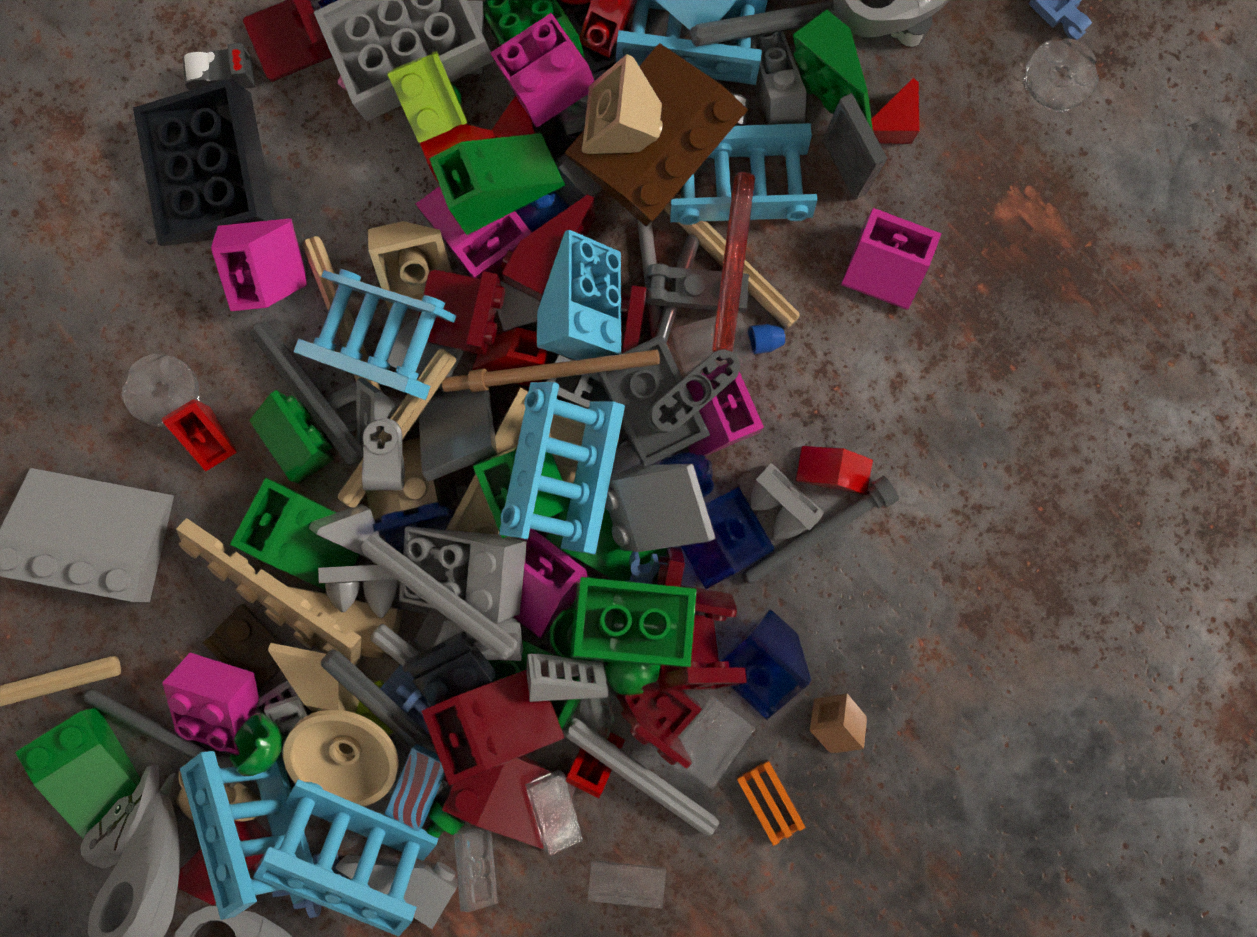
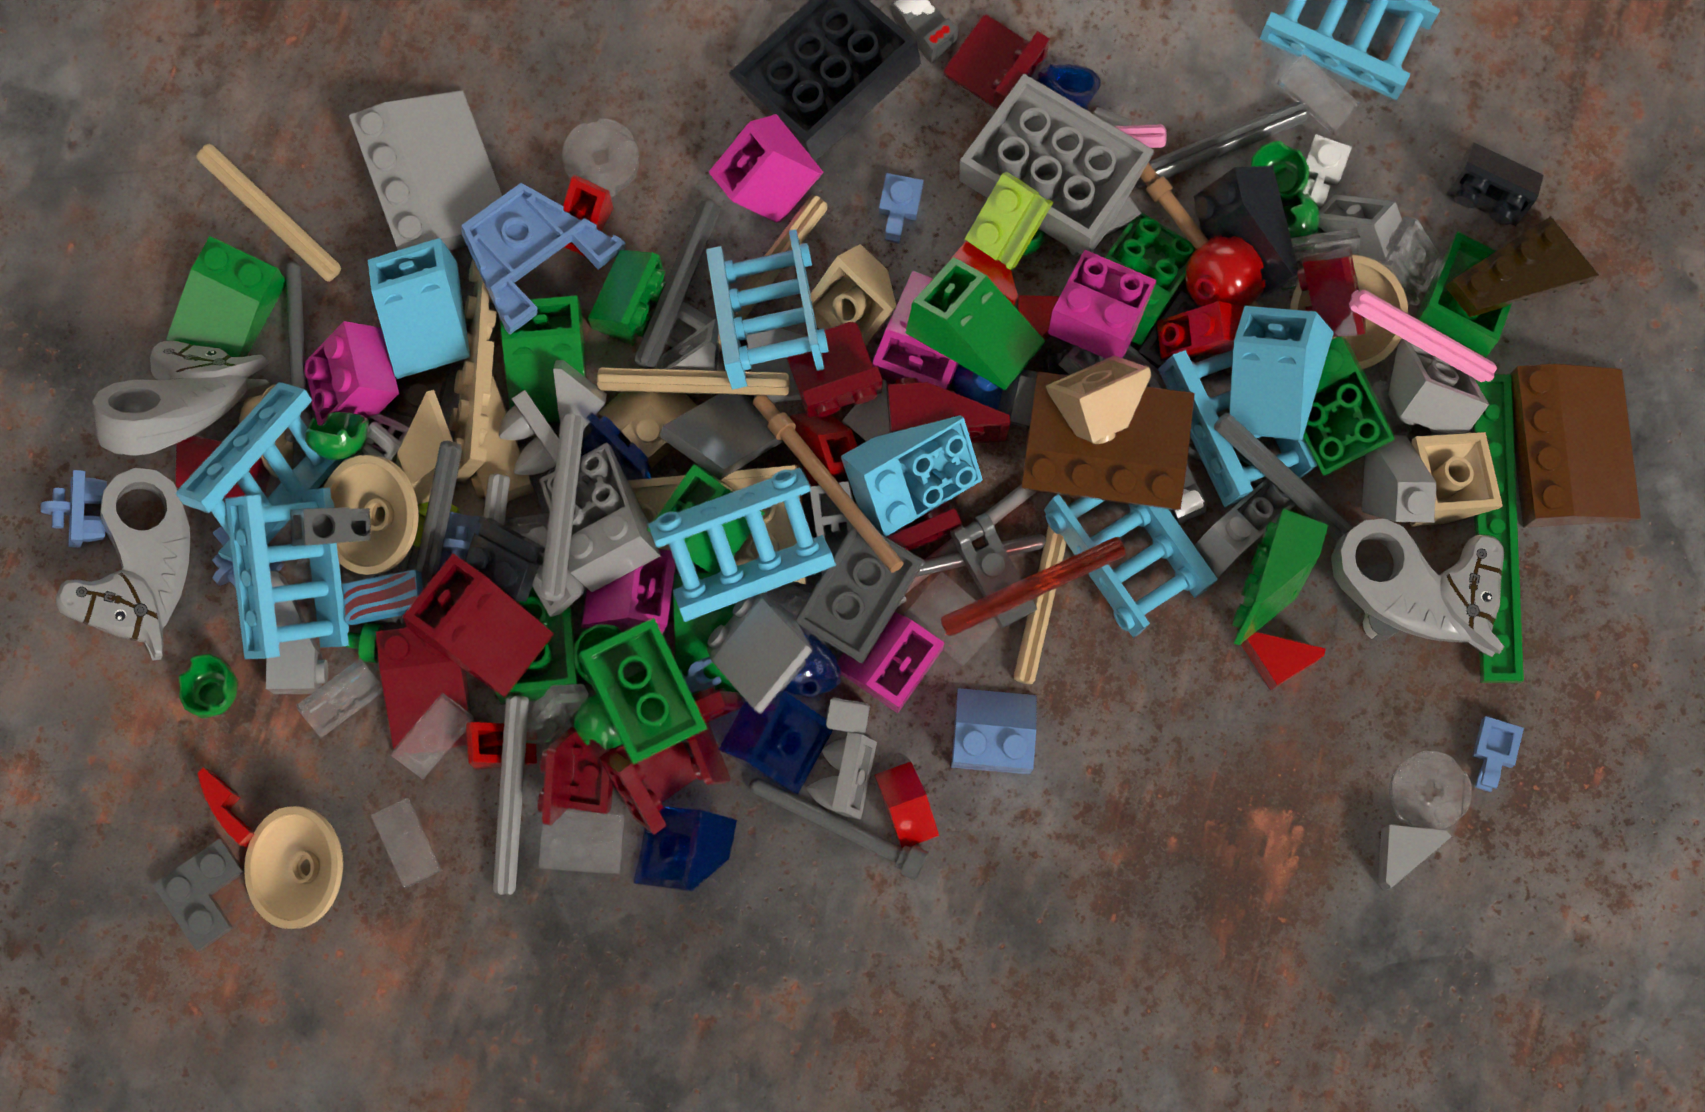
camera: 60 degrees right, 5 degrees down
(184, 497) = (521, 234): none -> medium blue wing
(191, 612) = (420, 307): none -> medium azure slope
(332, 799) = (329, 525): none -> dark grey leg
(354, 179) = (900, 202): none -> medium blue plate
(381, 463) = (652, 386): light grey piece -> none
(545, 686) = (554, 641): light grey slope -> none
(720, 382) = (915, 639): dark grey beam -> none
(741, 471) = (848, 716): none -> light grey slope
(765, 338) = (990, 664): blue hose -> none
(786, 830) = (541, 961): orange tile -> none
(820, 366) = (994, 731): none -> medium blue slope
(838, 723) = (669, 949): medium nougat panel -> none
(854, 147) = (1214, 630): dark grey tile -> none
(890, 258) = (1137, 733): dark pink slope -> none
(1098, 121) = (1404, 849): none -> light grey slope

